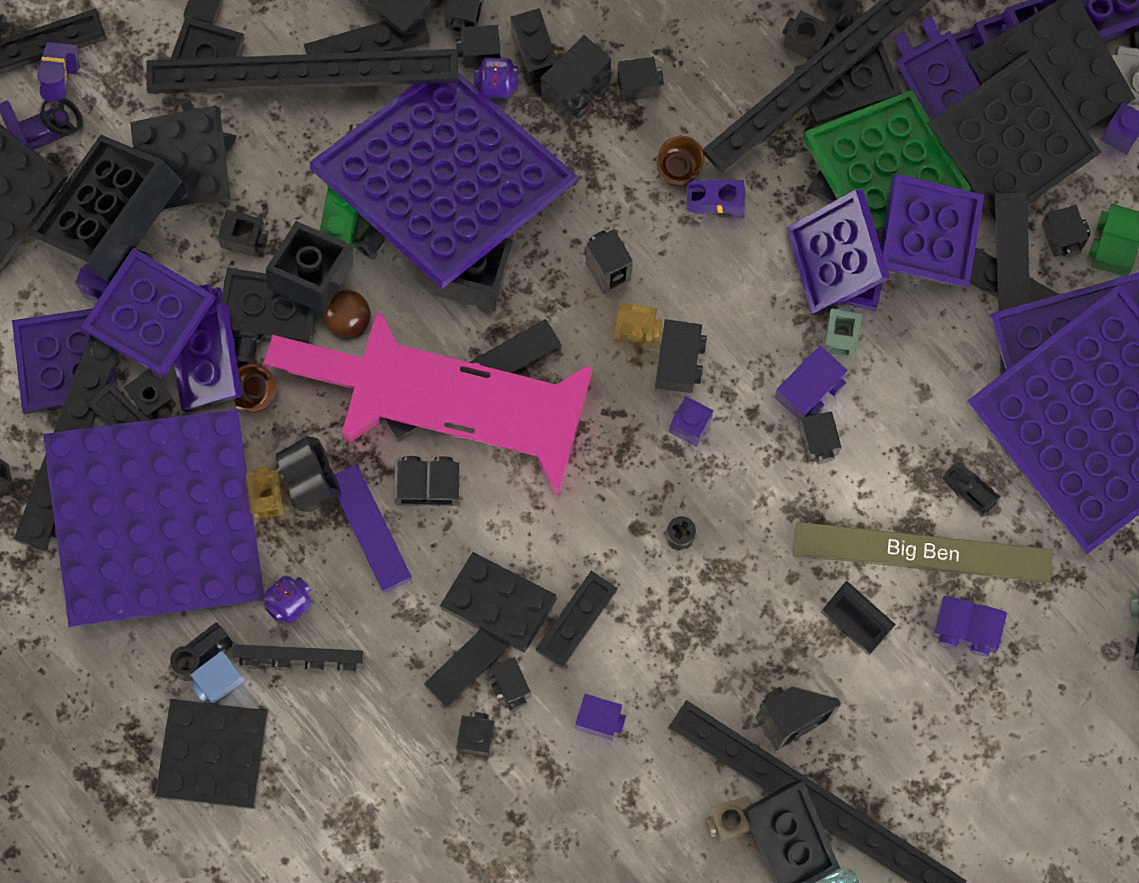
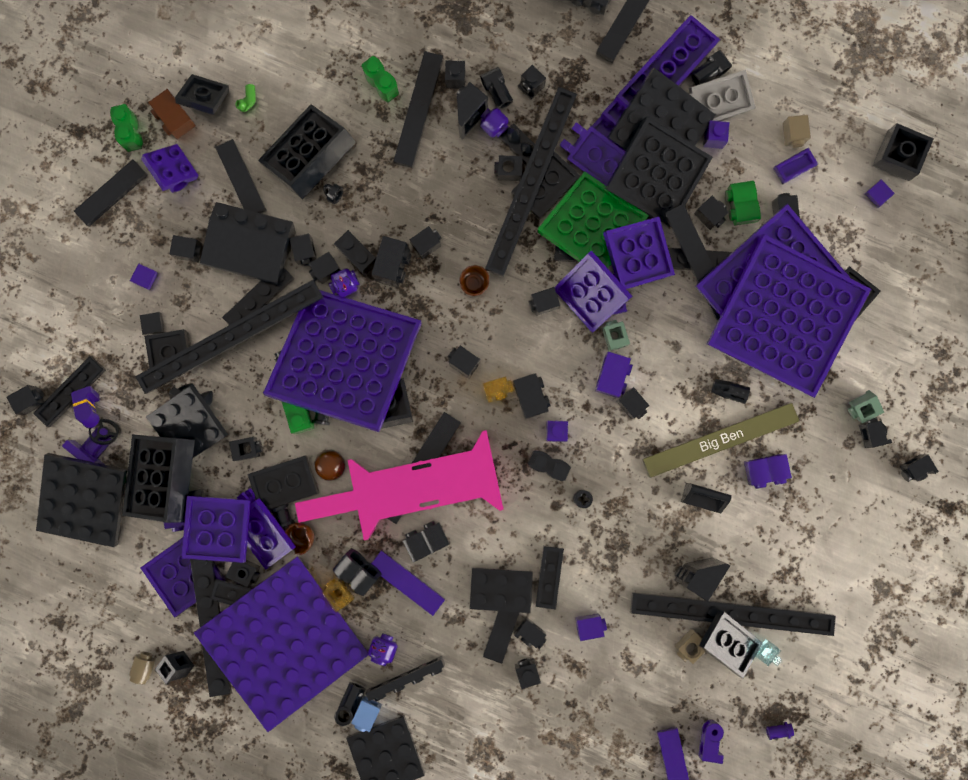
camera: 25 degrees left, 10 degrees up
(309, 267) = (295, 453): black brick -> none
(649, 457) = (554, 468): none -> black brick
(716, 197) = (505, 291): dark purple leg -> none
(764, 237) = (544, 301): none -> black brick

